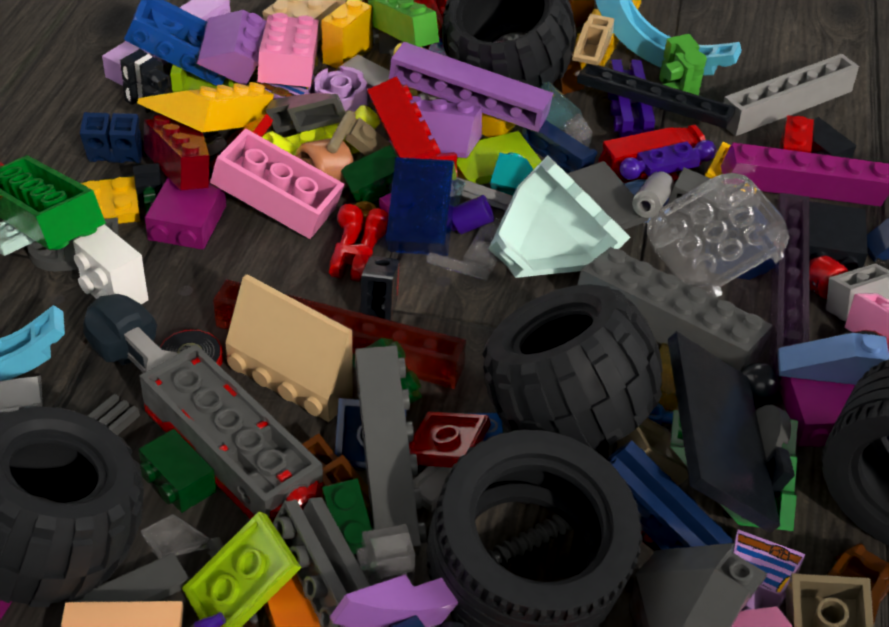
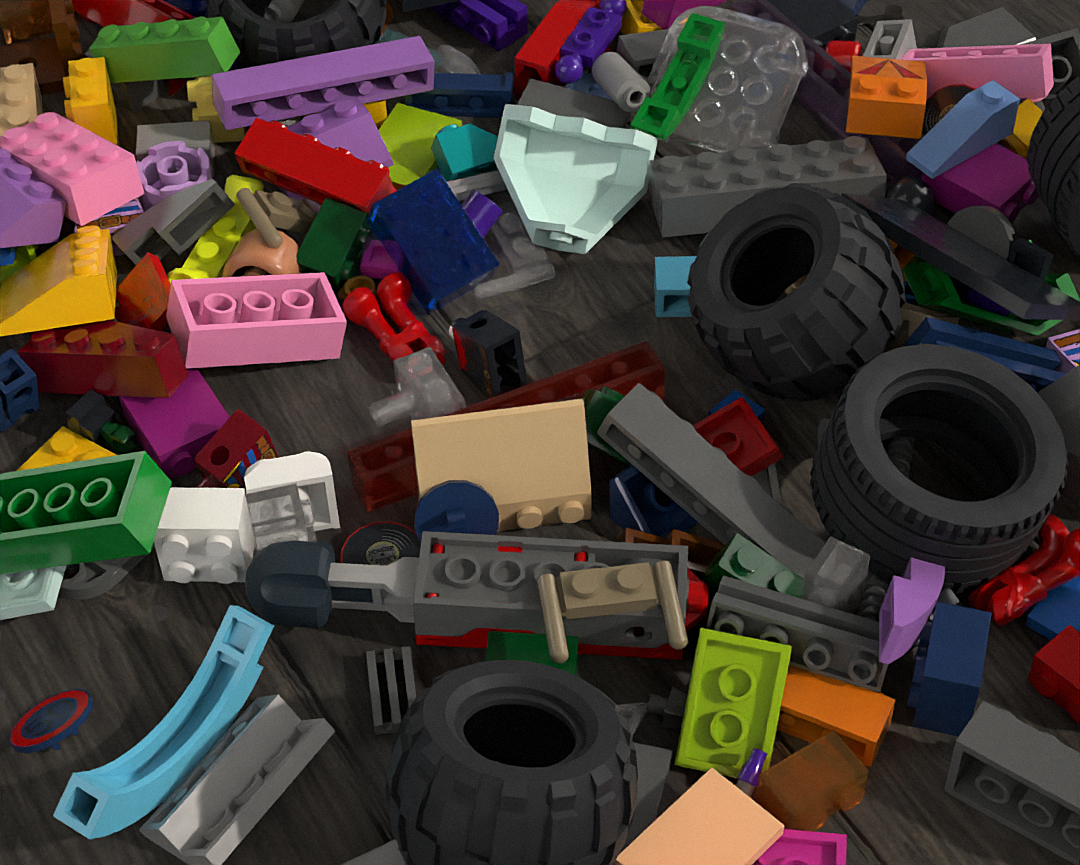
camera: 40 degrees left, 5 degrees up
(150, 288) = (279, 516): none -> clear brick
(174, 282) = (313, 479): none -> white slope
(178, 250) = (232, 451): none -> dark red torso
(238, 450) = (608, 593): none -> dark tan plate
(242, 357) = (457, 508): none -> dark blue piece
(322, 283) = (421, 389): none -> clear brick
(684, 215) = (682, 79): none -> green slope
(808, 303) = (887, 97): none -> orange slope

